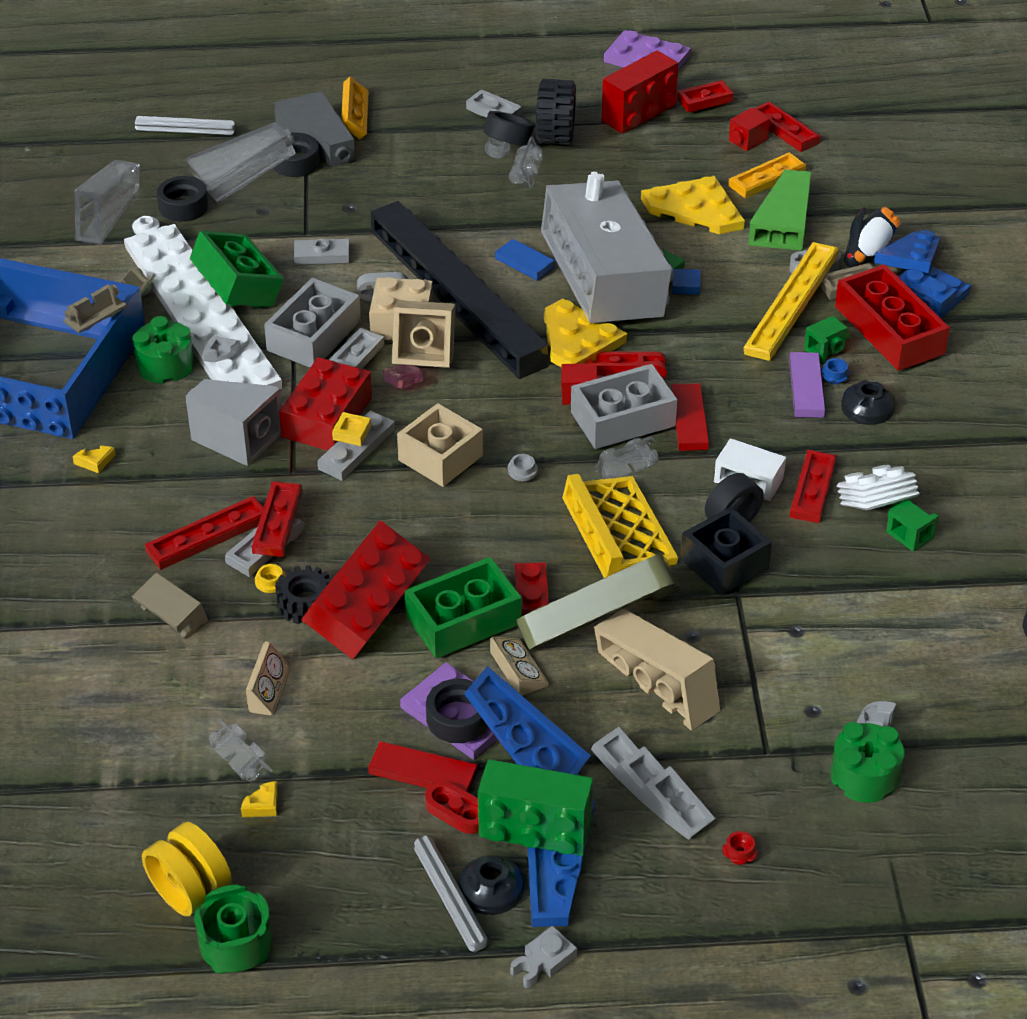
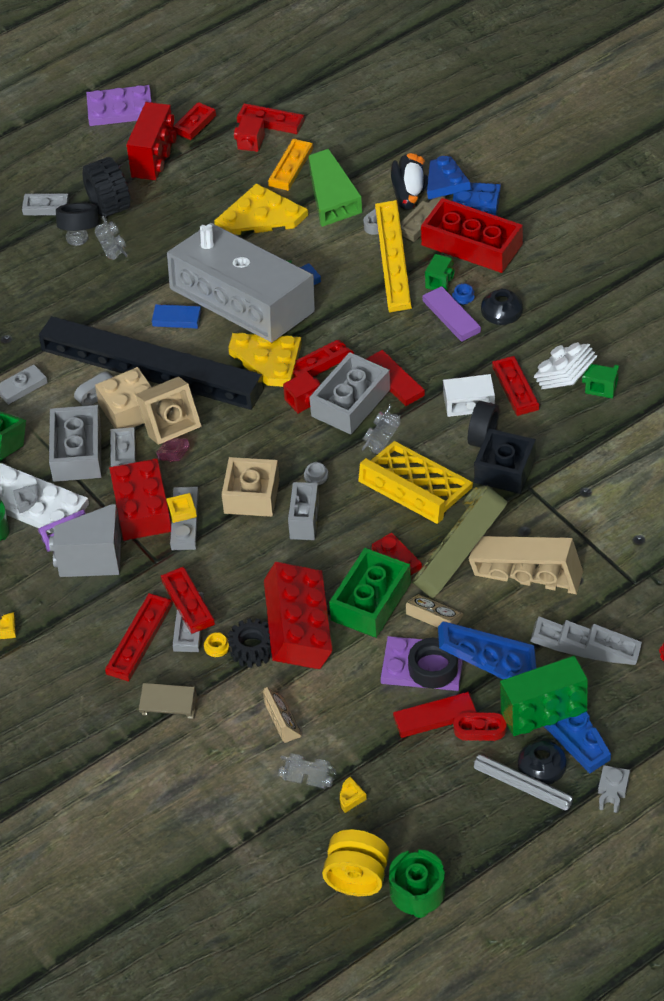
camera: 30 degrees left, 5 degrees up
(470, 493) = (303, 511): none -> light grey brick

